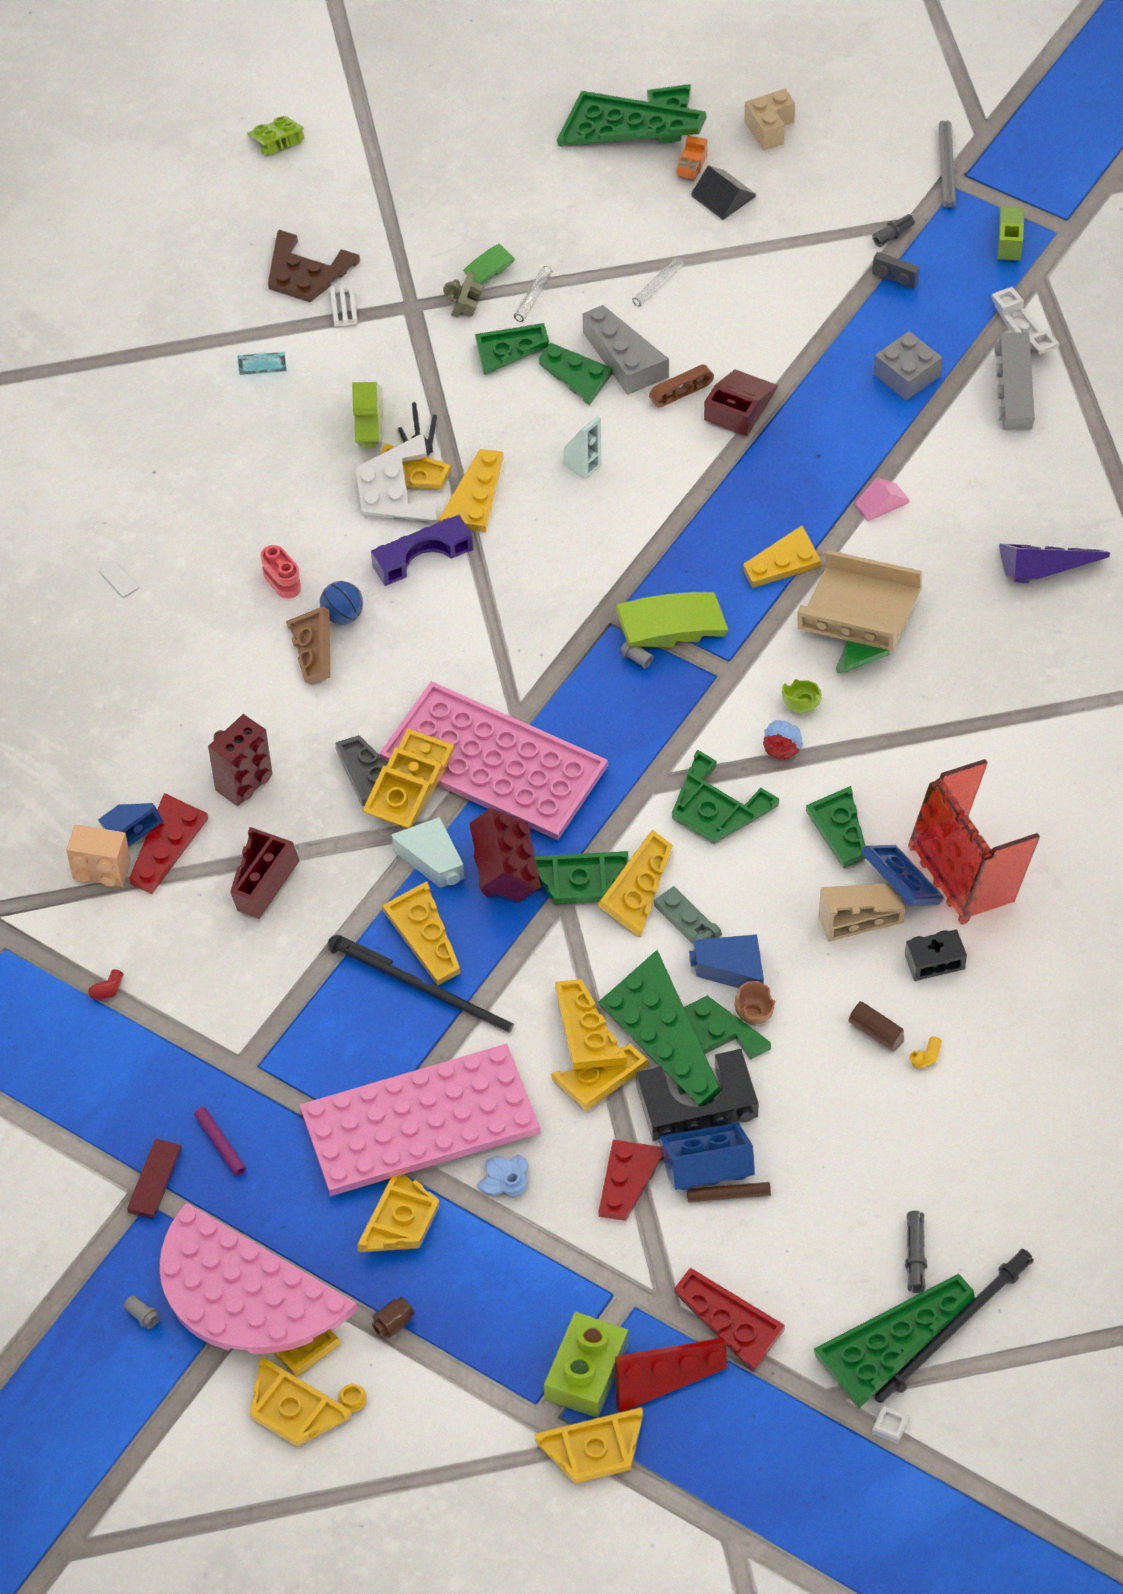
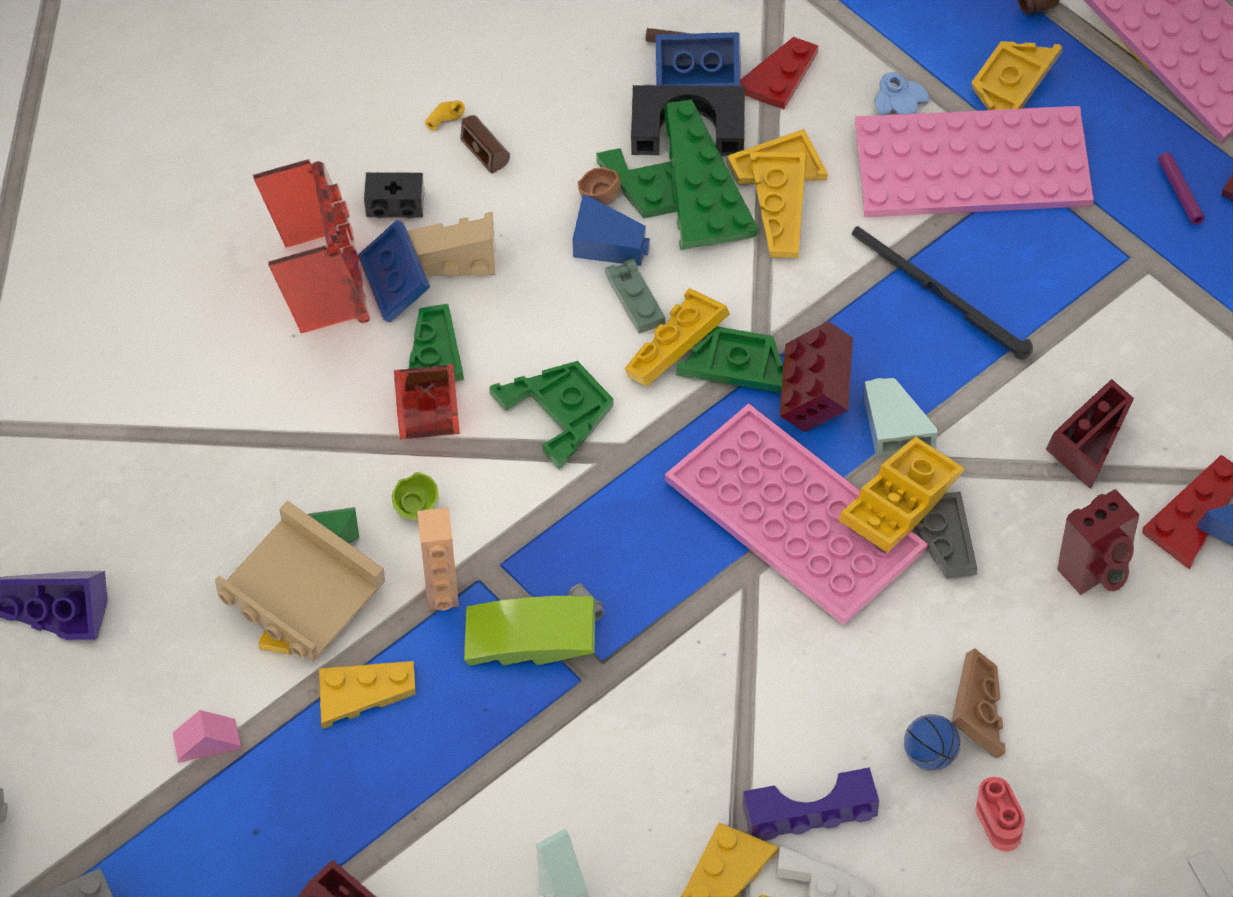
camera: 165 degrees left, 0 degrees up
(420, 926) = (924, 342): yellow wing -> none
(755, 614) = (438, 558): none -> light nougat brick
(782, 740) = (459, 448): piece -> none
(824, 766) = (426, 401): none -> clear red brick

